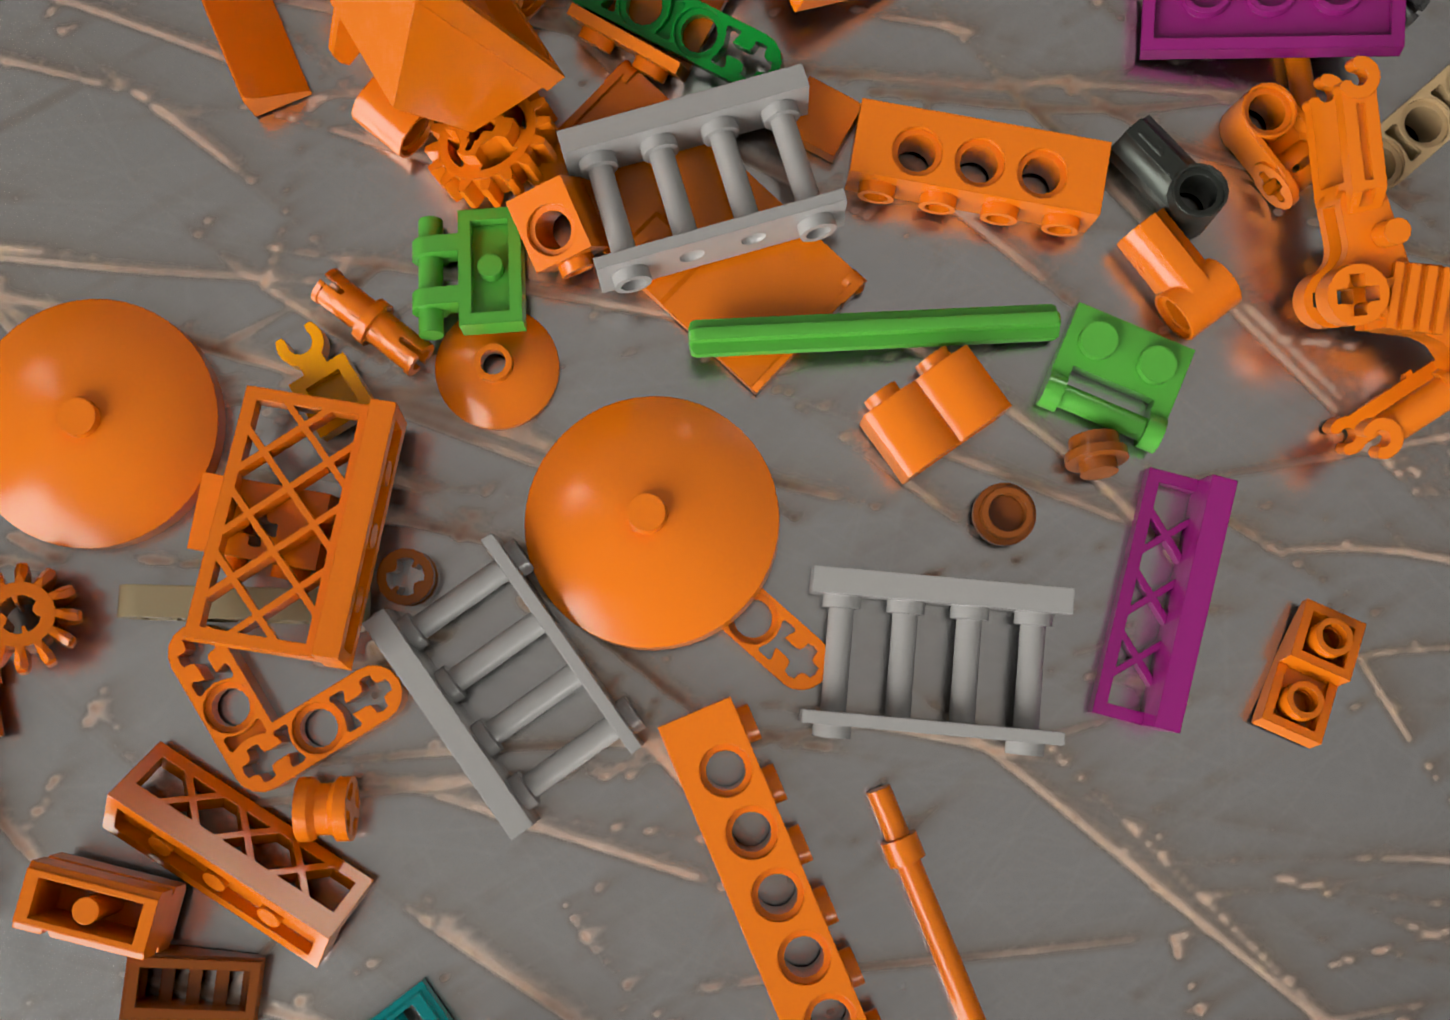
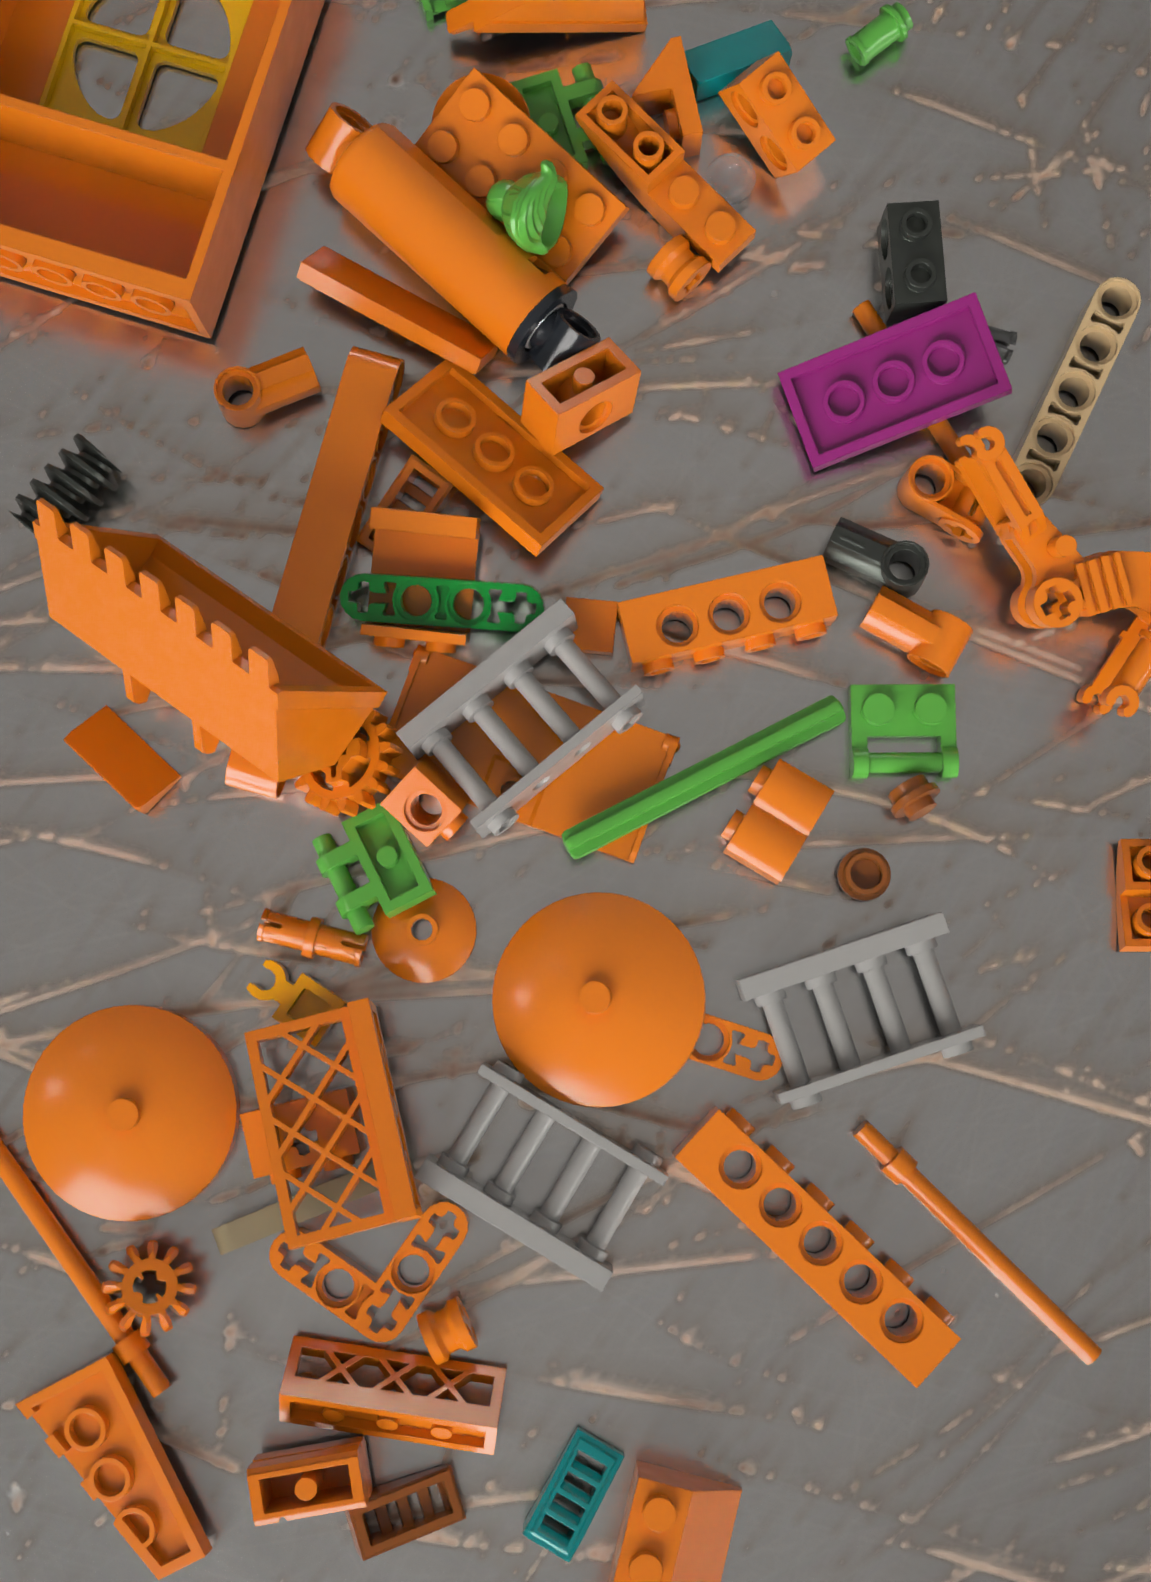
camera: 20 degrees left, 0 degrees up
(393, 564) = (413, 1119): dark orange bush -> none
(1186, 601) = (1031, 887): magenta fence -> none

